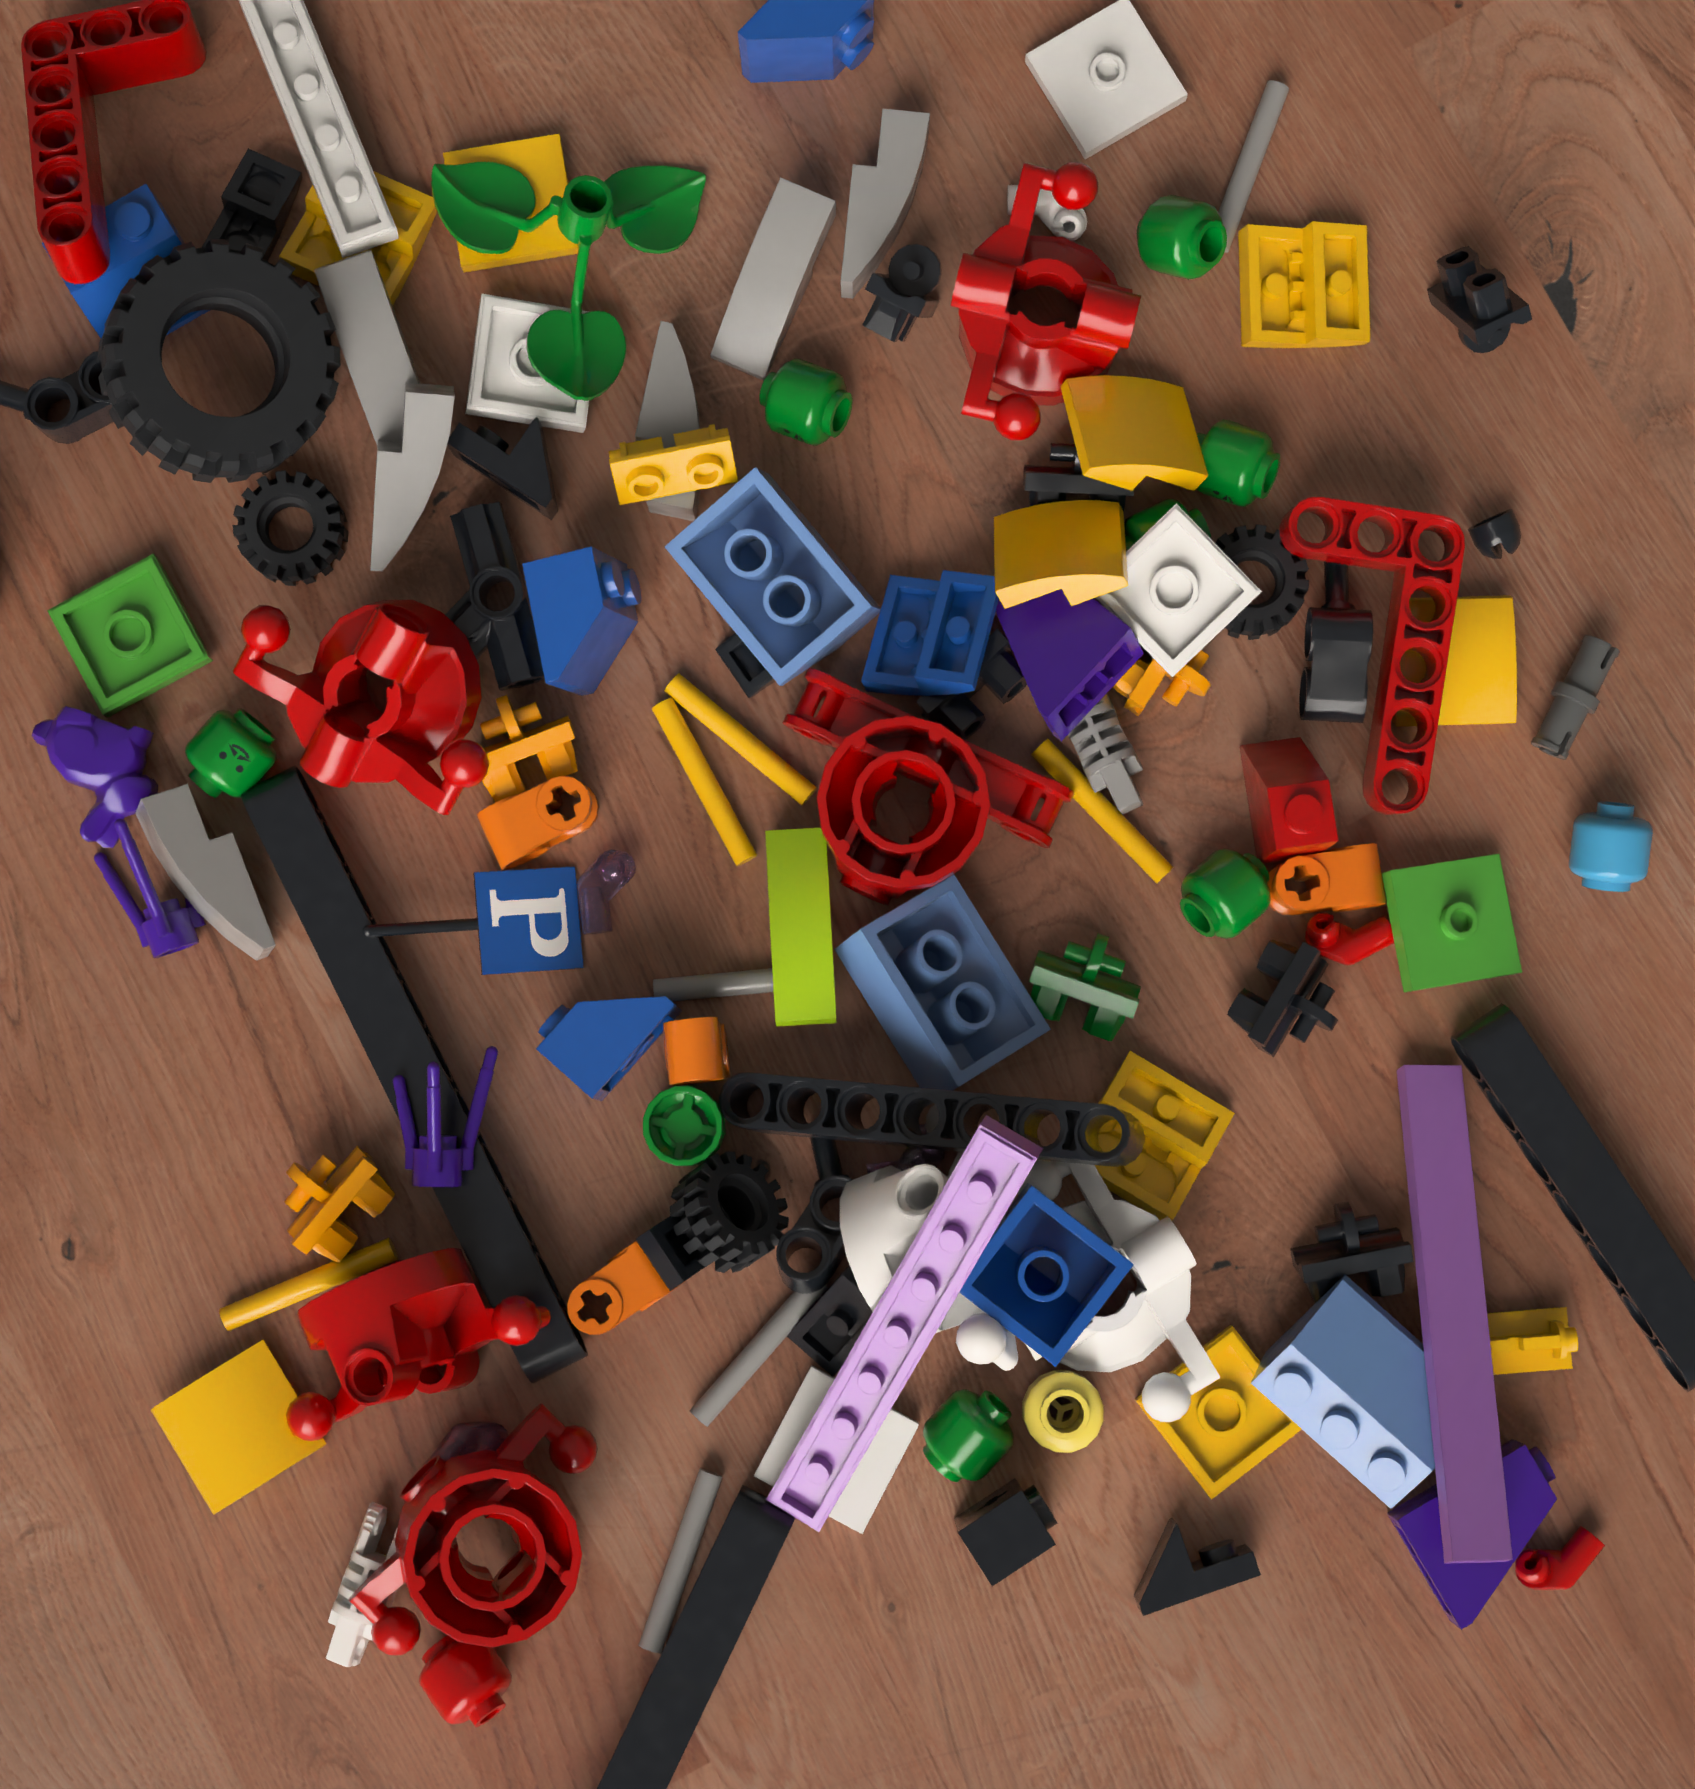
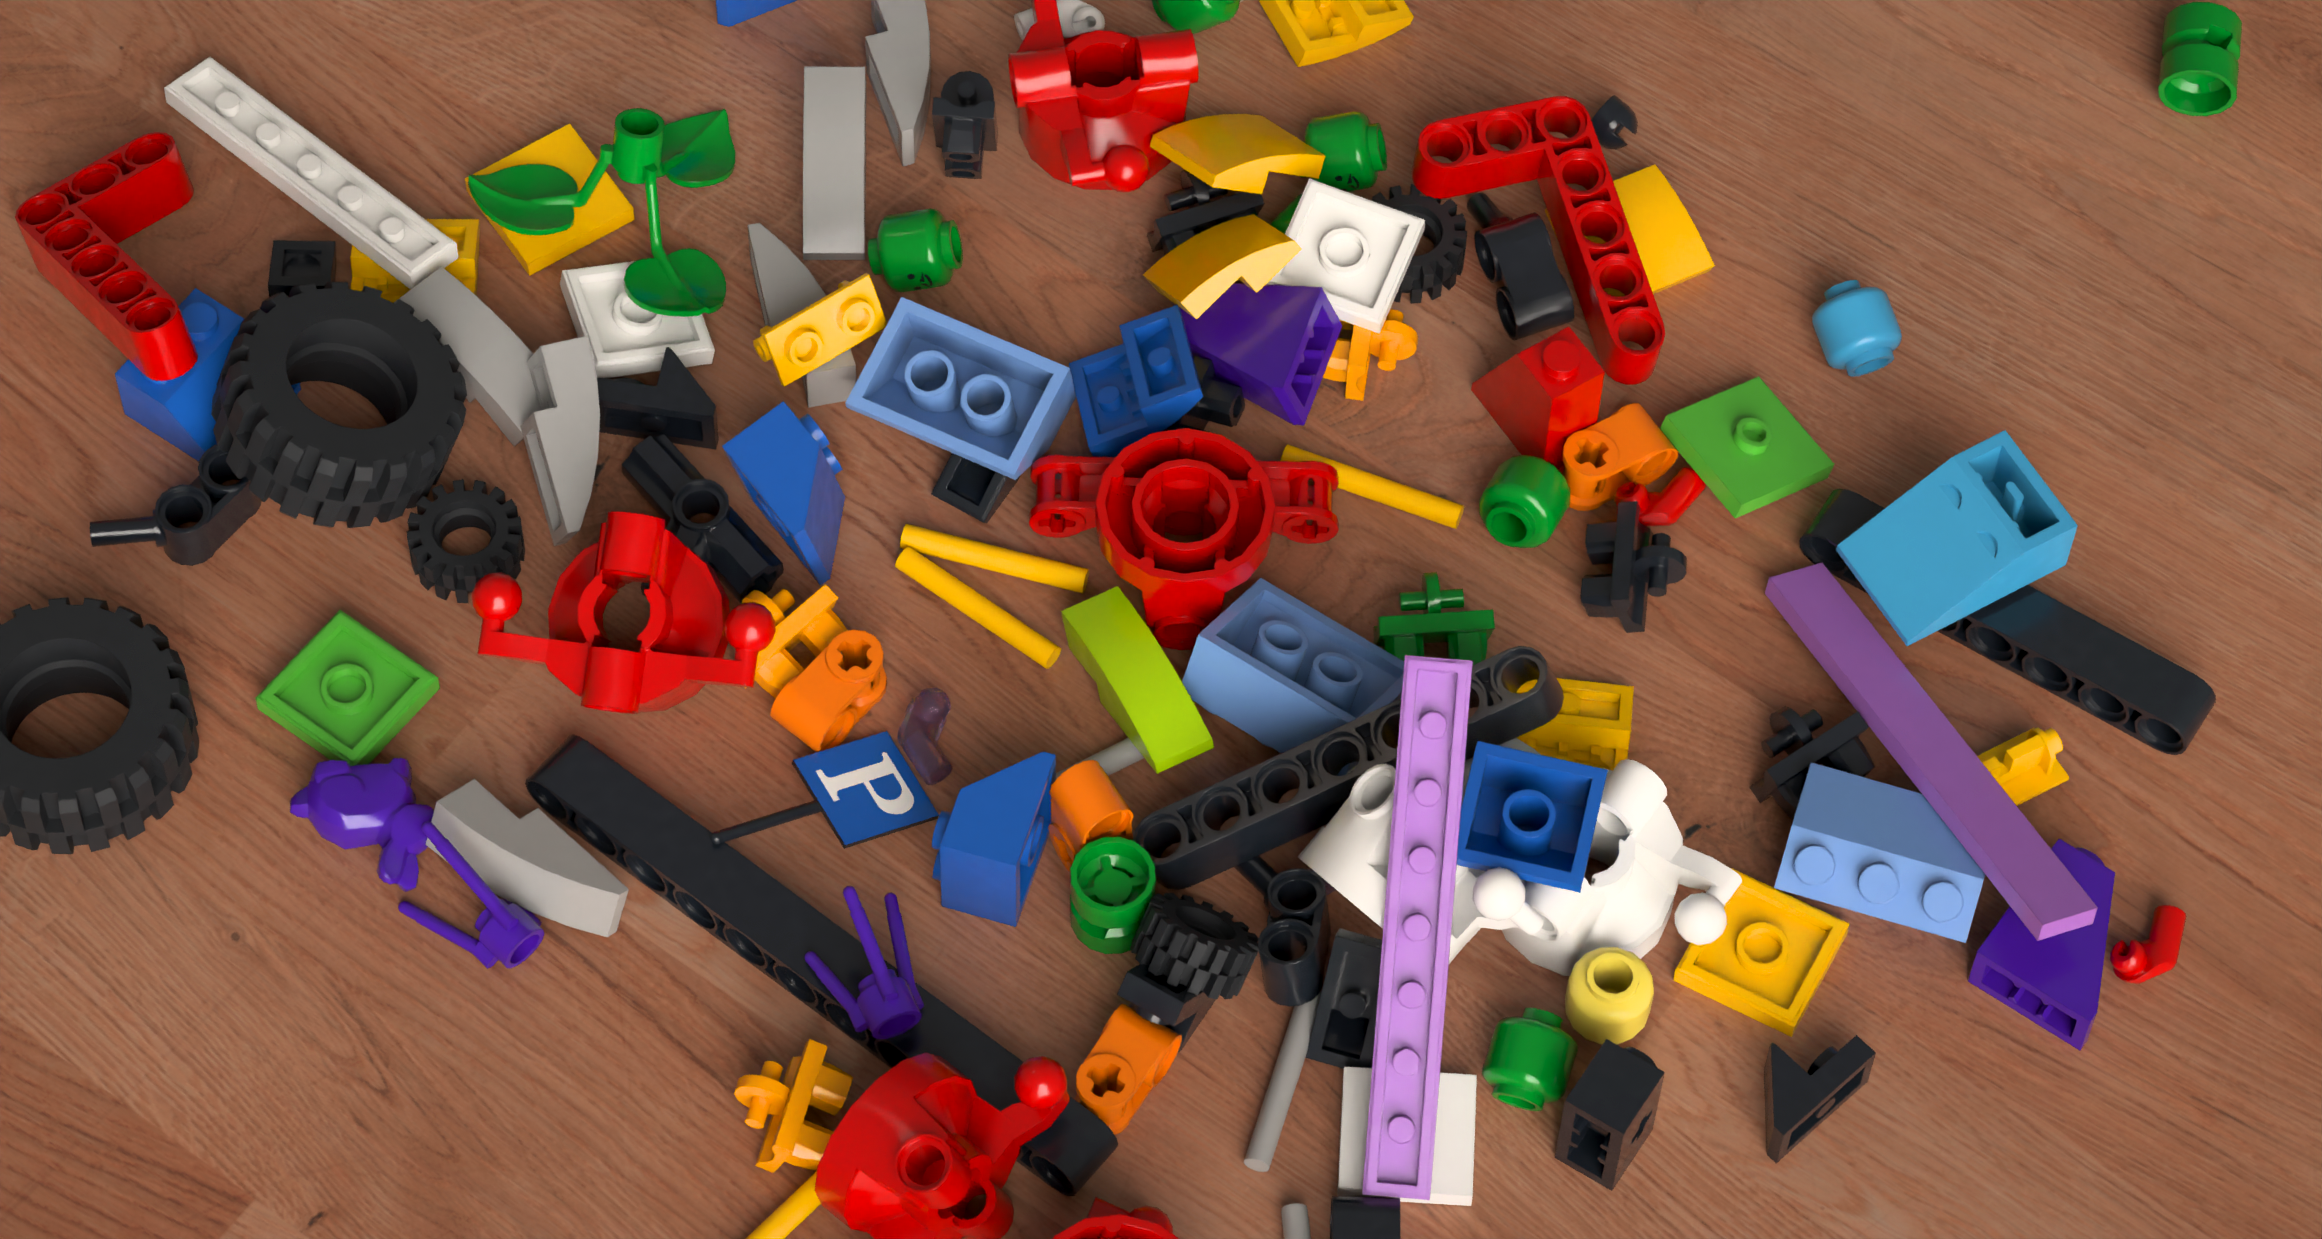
camera: 30 degrees left, 25 degrees down
(230, 753) = (501, 747): green head -> none
(1107, 755) = (1353, 432): light grey hinge -> none
(1575, 697) = (1756, 225): dark grey pin -> none
(1581, 1130) = (1960, 539): none -> dark azure slope

